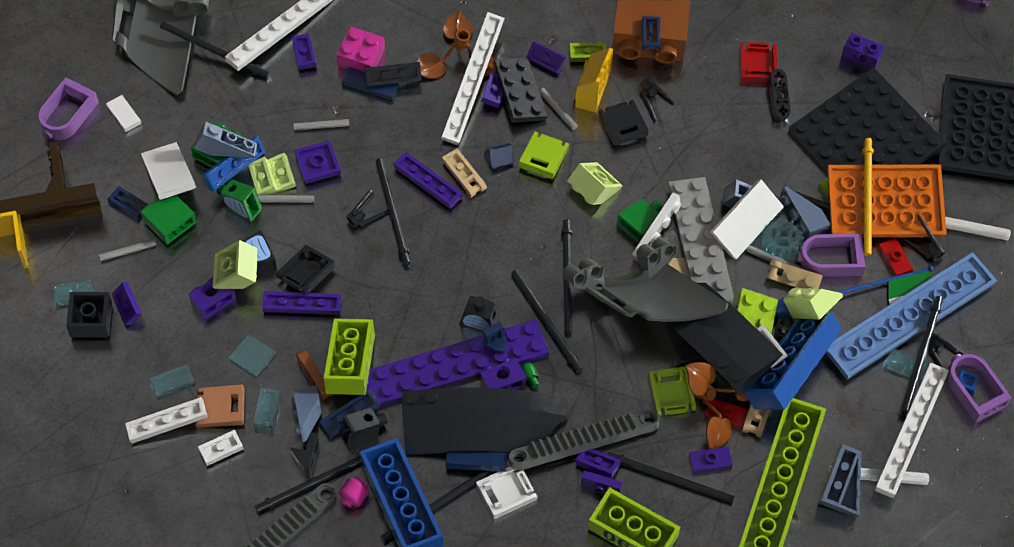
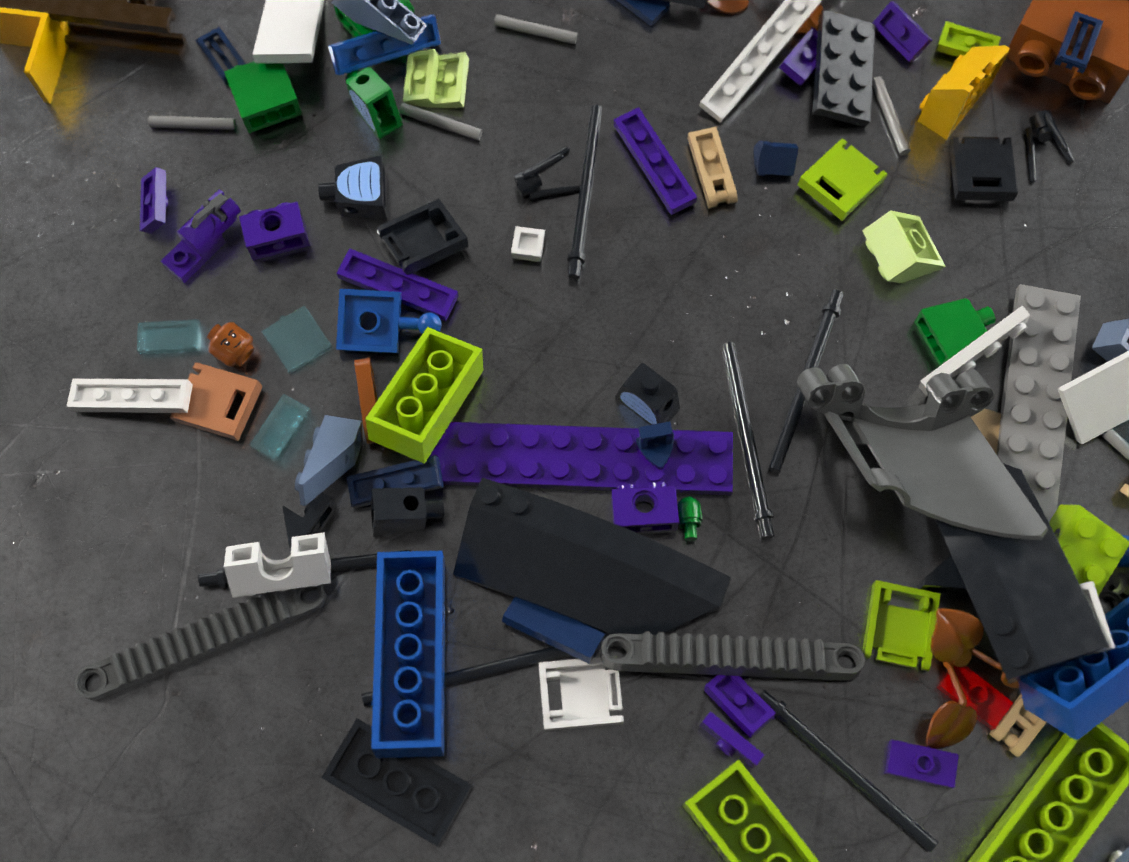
camera: 25 degrees right, 10 degrees up
(62, 291) = (92, 159): clear light blue plate -> none
(89, 314) = (92, 198): black brick -> none
(167, 314) = (201, 236): none -> dark purple plate
(215, 370) = (230, 344): none -> dark orange head
(220, 447) = (189, 465): white plate -> none
(235, 266) = (318, 198): yellowish green slope -> none
(303, 318) = (386, 333): none -> blue plate
(317, 162) = (506, 81): dark purple plate -> none
(320, 474) = (253, 573): none -> white arch
(353, 492) = (348, 609): dark pink head -> none
(371, 253) = (528, 243): none -> white plate

